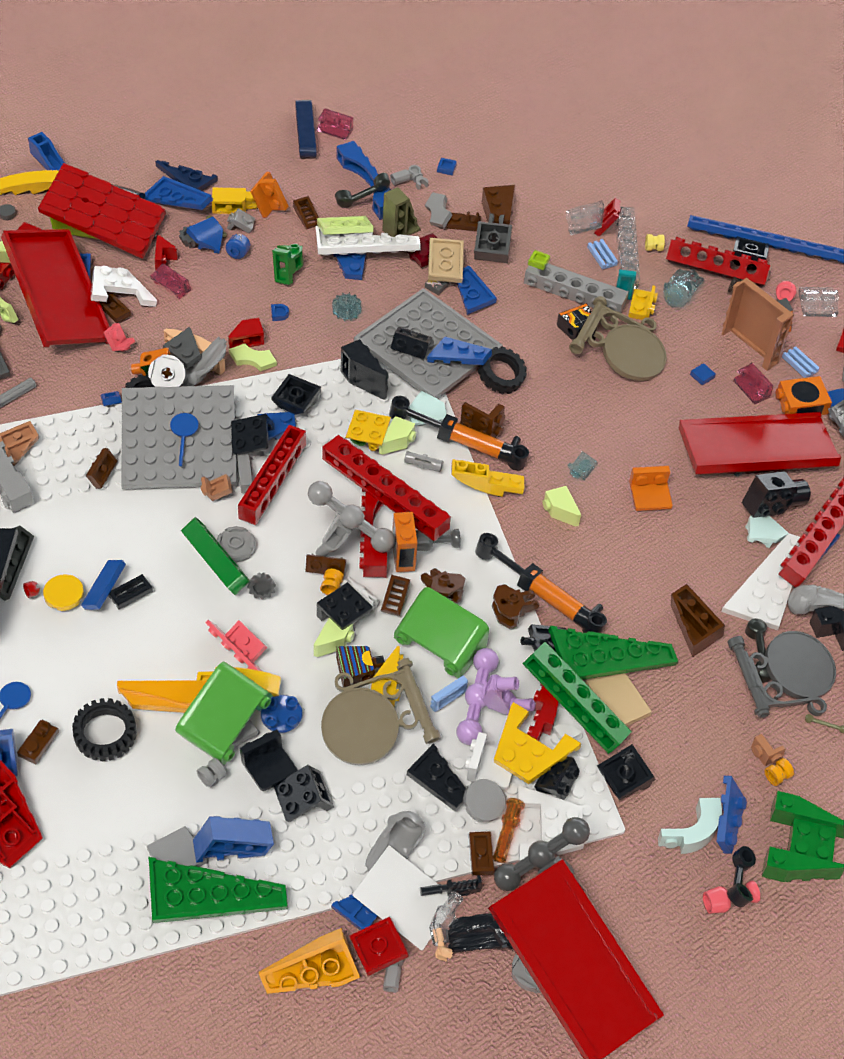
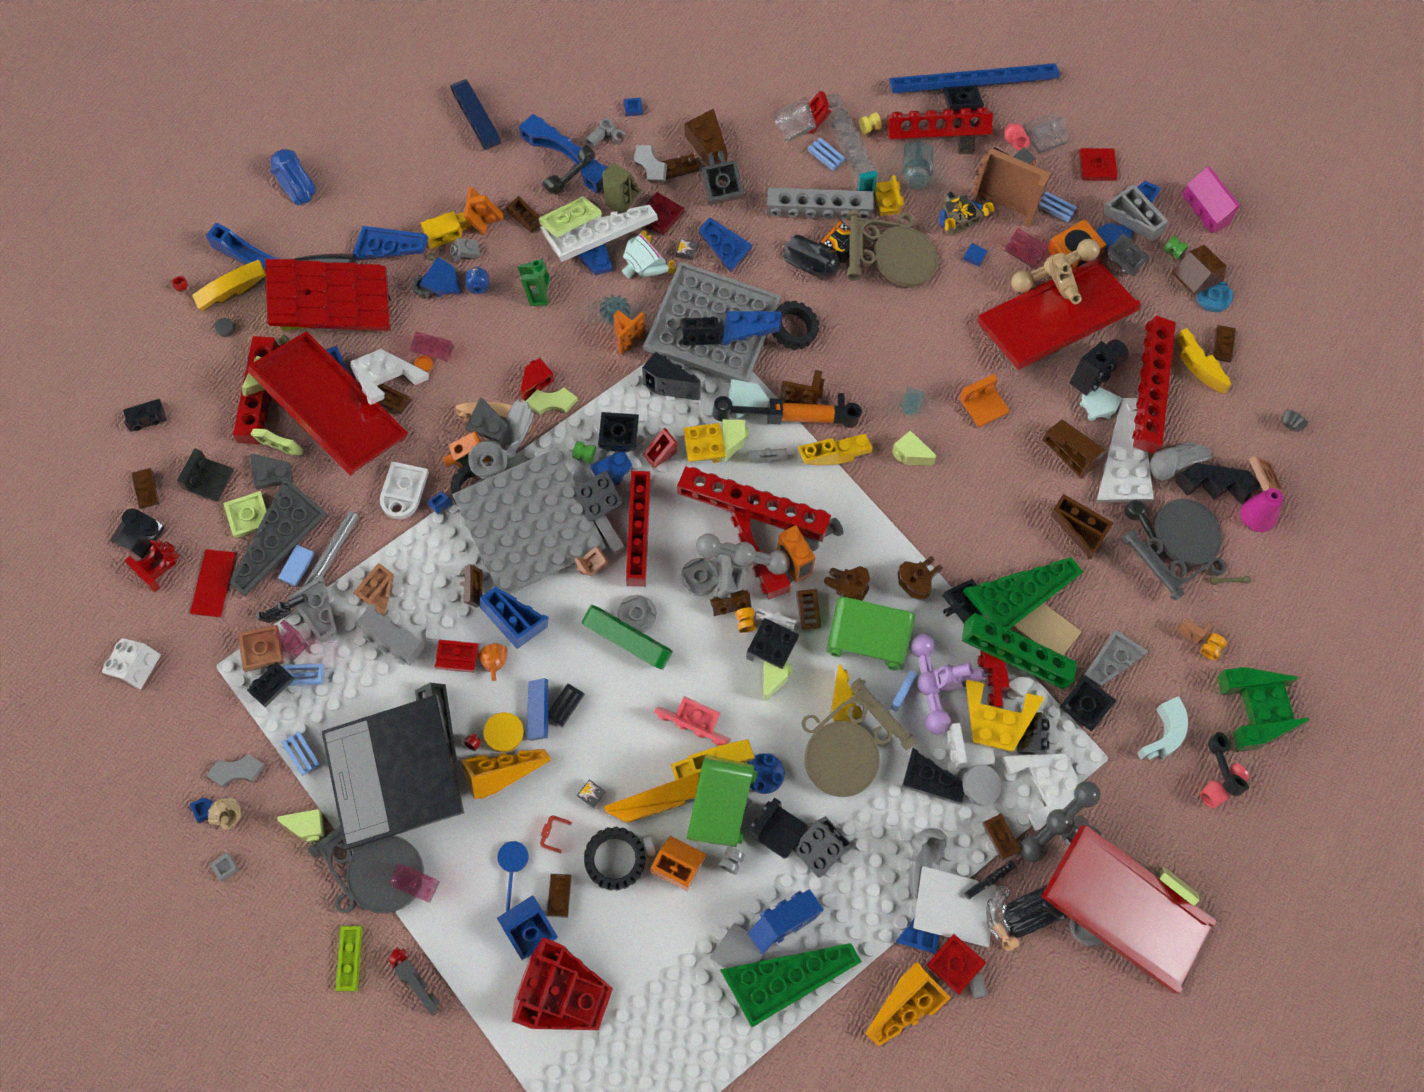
camera: 20 degrees left, 15 degrees up
(29, 619) = (490, 775): none -> light orange wedge
(56, 517) = (456, 656): none -> red plate
(57, 684) = (546, 831): none -> clear red piece
(85, 377) = (403, 488): none -> white plate
(88, 531) = (493, 658): none -> orange piece
(113, 670) = (591, 793): none -> tile
(117, 338) = (413, 434): coral bracket -> none
(121, 503) = (511, 617): none -> blue wedge
(125, 122) = (292, 176): none -> blue hair
(141, 730) = (649, 847): none -> light grey tile
(158, 754) = (678, 863): none -> orange slope
(159, 293) = (424, 363): none -> orange piece
(164, 252) = (407, 315): red slope -> none
(184, 426) = (532, 511): blue piece -> none
(187, 175) = (385, 217): dark blue wing -> none
(256, 400) = (585, 452): none -> bright green wheel
(261, 585) = (684, 650): dark grey piece -> none
(279, 312) = (552, 339): blue tile -> none
(308, 534) = (700, 577): none -> light grey tile
(328, 422) = (661, 448): none -> red slope
(335, 124) = (502, 98): clear pink hinge -> none
(348, 323) = (628, 330): none -> orange bracket
(357, 662) = (809, 696): torso -> none
(393, 276) = (644, 258): none -> light aqua torso
(445, 260) = (686, 221): tan tile -> none
(510, 822) = (1012, 795): clear orange pin -> none
(532, 579) = (925, 543): black piece -> none
(539, 260) = (775, 188): lime tile -> none
(546, 325) = (811, 257): none -> black hair
(638, 964) = (1179, 886): none -> yellowish green tile
(672, 746) = (1114, 658): none -> light grey wing
(705, 336) = (962, 213): none -> torso
(719, 556) = (1074, 448): none -> reddish brown wedge
(731, 820) = (1190, 698): blue wing -> none
(773, 405) = (1058, 268): none -> tan connector

